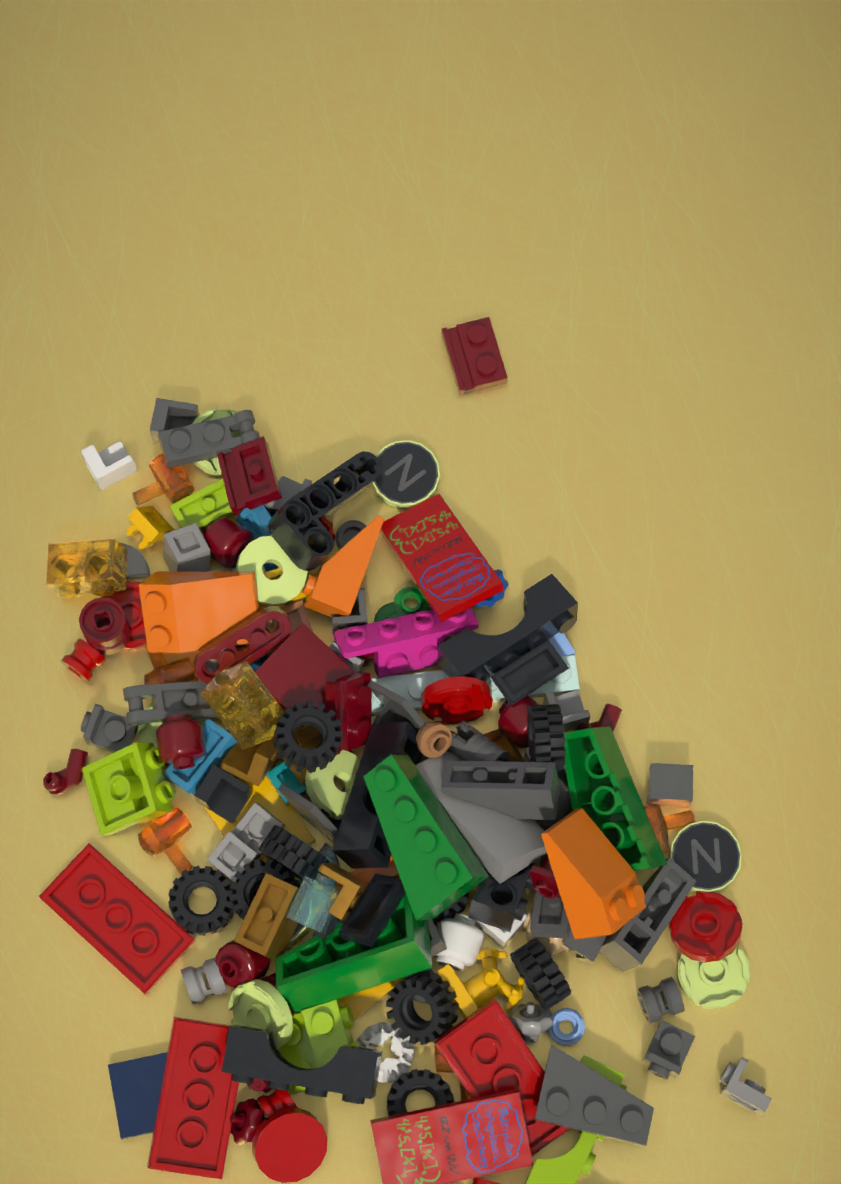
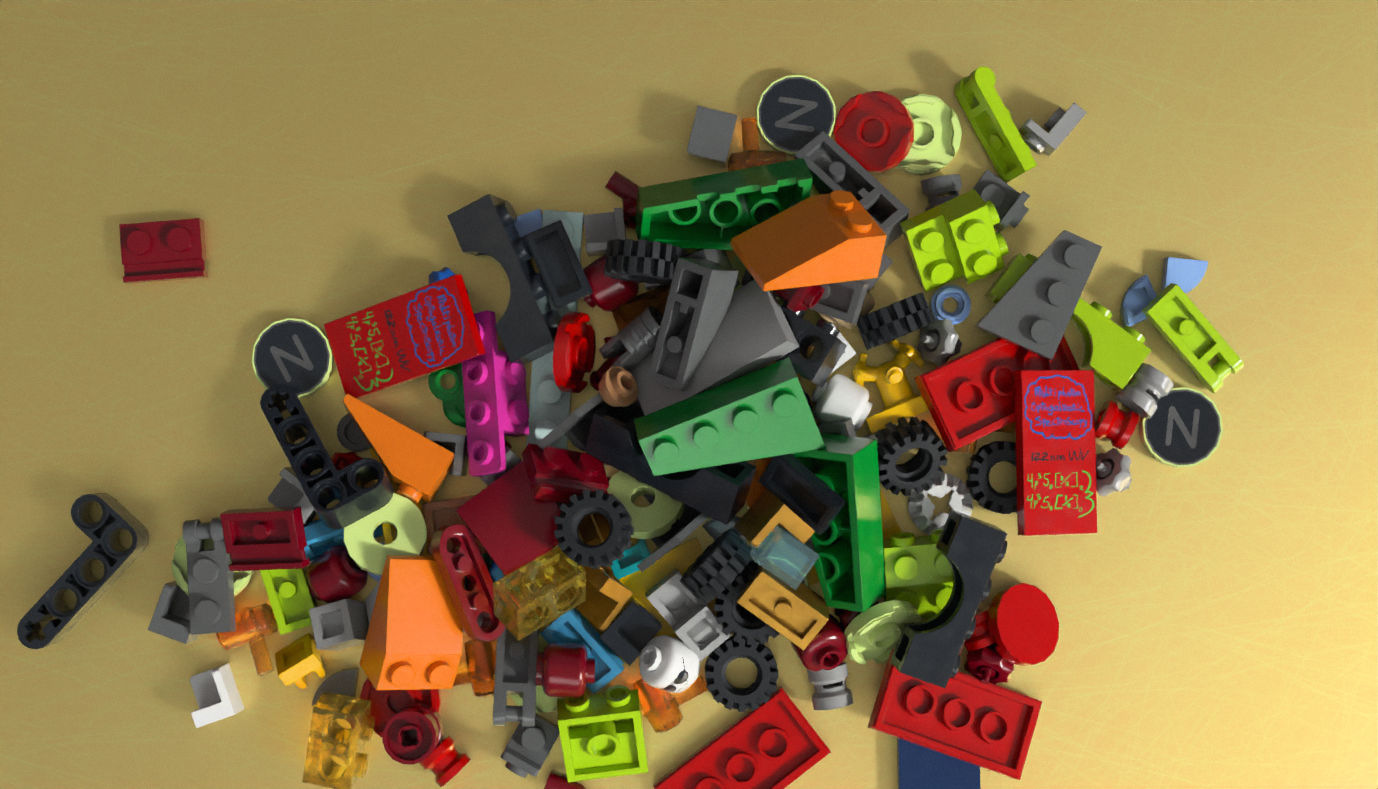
camera: 75 degrees left, 15 degrees up
(192, 337) = (79, 576): none -> black beam
(199, 833) = (668, 664): none -> white head
(622, 1014) = (955, 241): none -> lime plate
(736, 1033) = (993, 124): none -> lime plate

